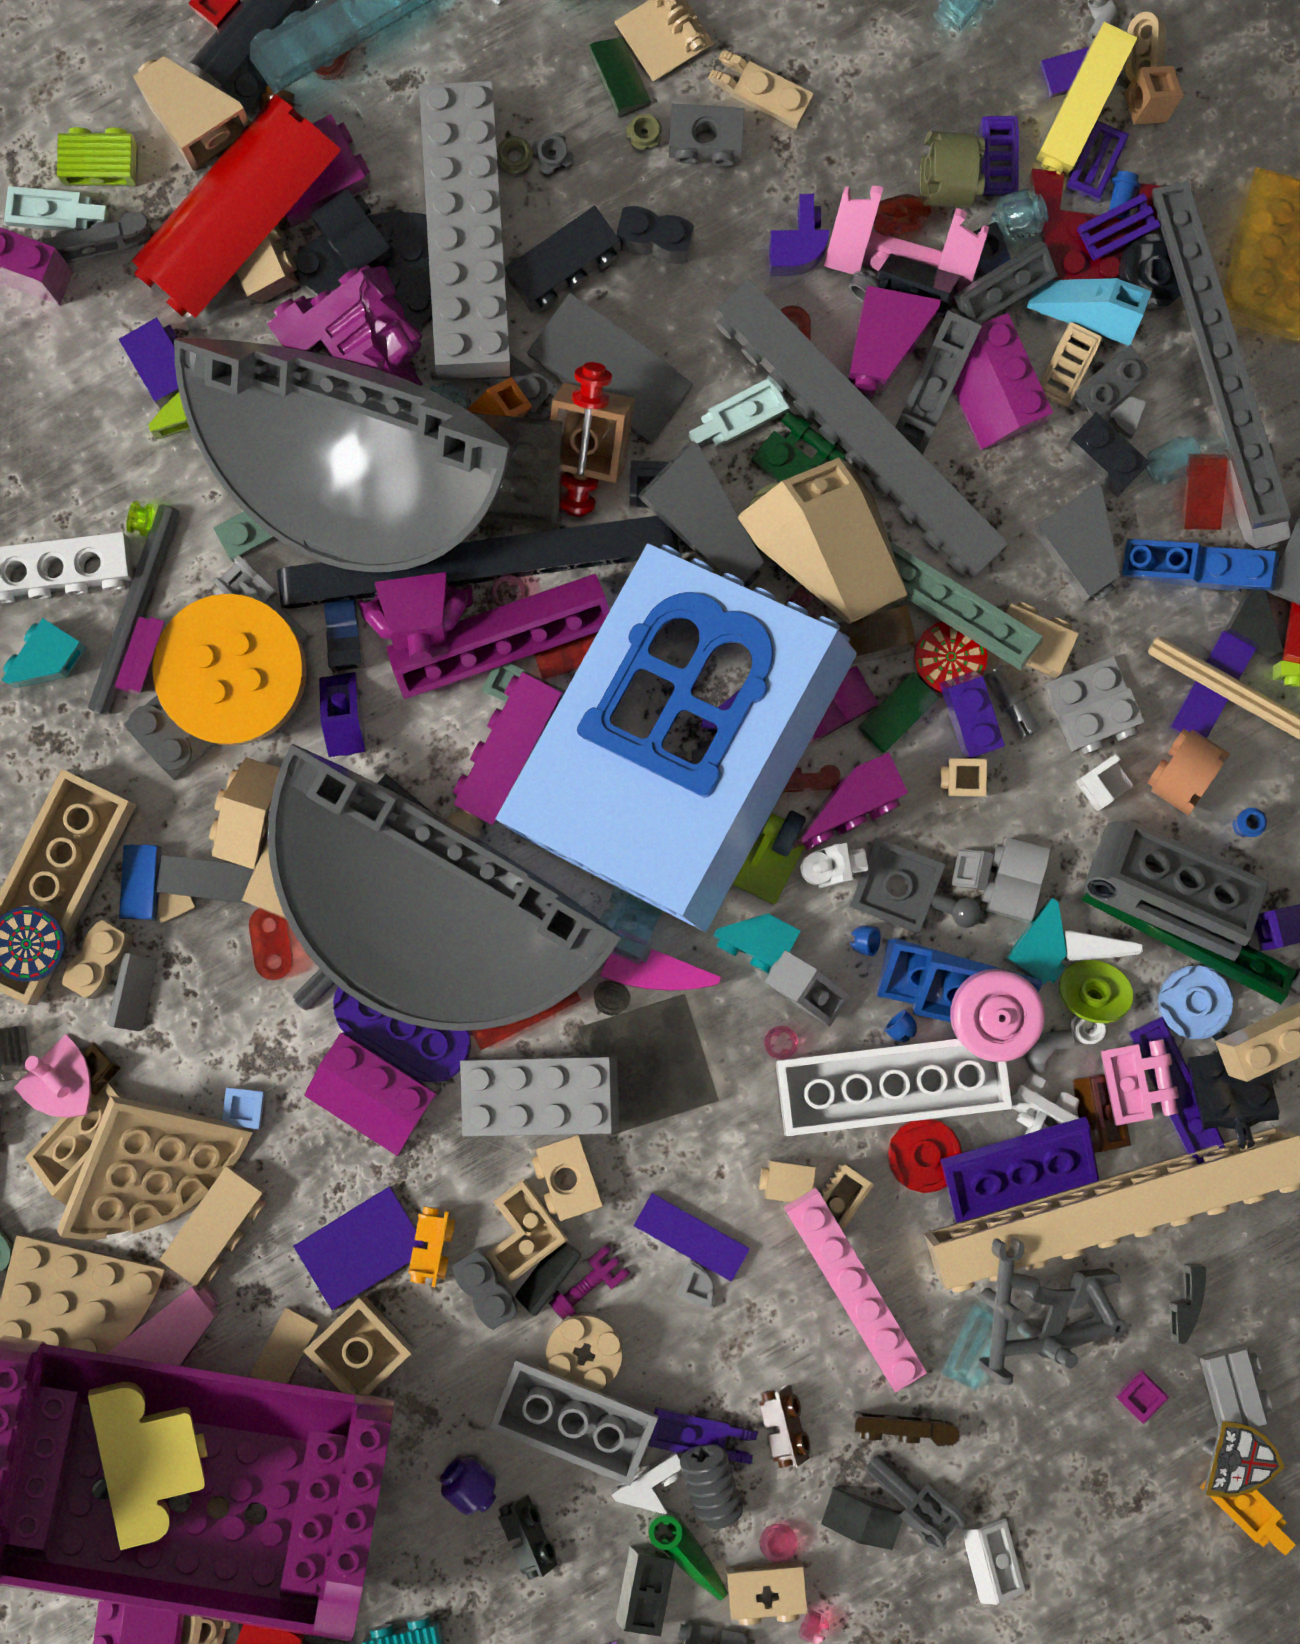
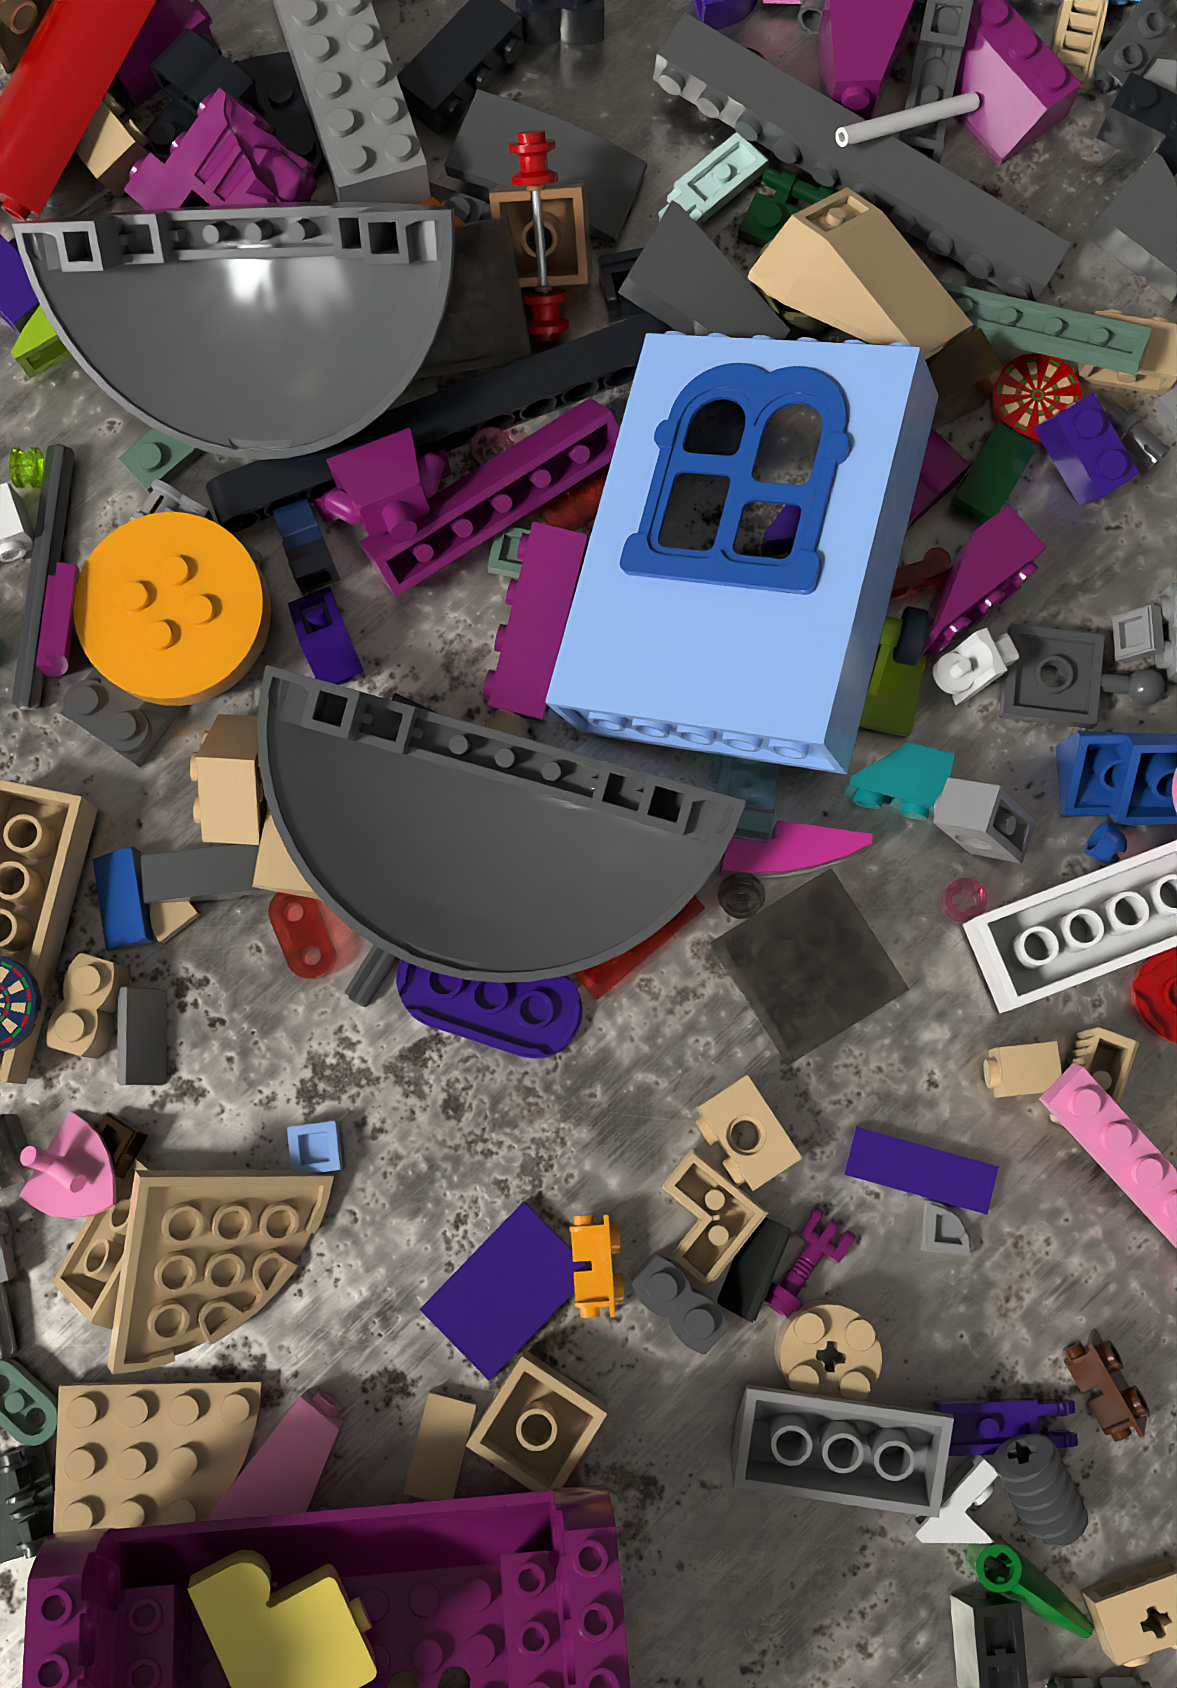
camera: 10 degrees left, 5 degrees down
(214, 1226) = (312, 1310): tan brick -> none
(370, 1093) = (470, 1090): magenta slope -> none
(468, 1486) = (723, 1570): dark purple head -> none
(523, 1521) = (833, 1637): pearl dark grey hinge -> none
(539, 1095) = (685, 1037): light grey brick -> none
(778, 1542) = (1141, 1541): clear pink plate -> none
(866, 940) = (1033, 750): blue hinge -> none
(905, 409) = (907, 119): none -> white piece
(965, 777) = (1101, 524): tan brick -> none

